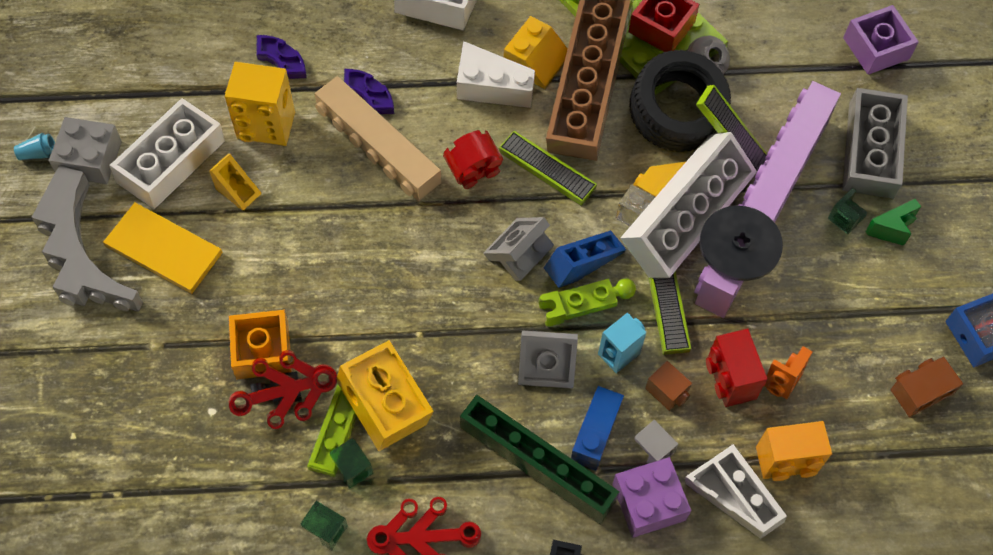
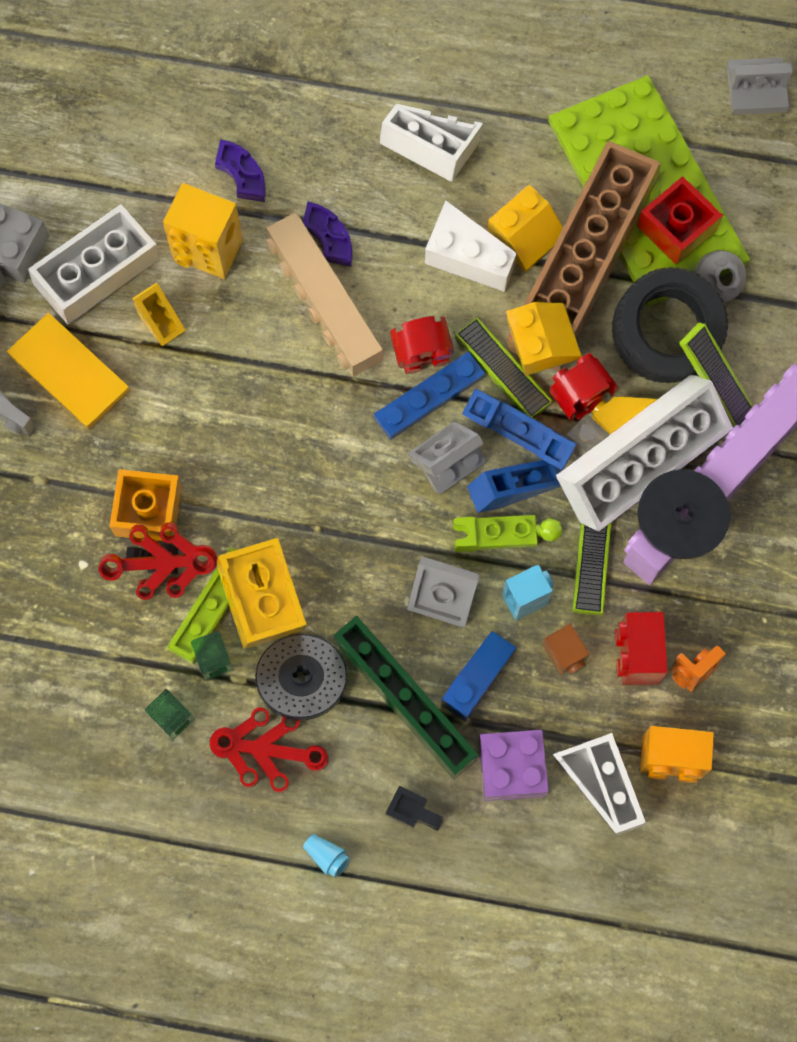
camera: 15 degrees right, 10 degrees up
(434, 483) = (282, 689): none -> piece
(489, 202) = (429, 395): none -> blue plate
(576, 127) = (542, 336): none -> yellow slope
(576, 210) = (520, 428): none -> blue slope
(620, 164) = (582, 387): none -> red brick
(656, 442) = (533, 709): light grey panel -> none

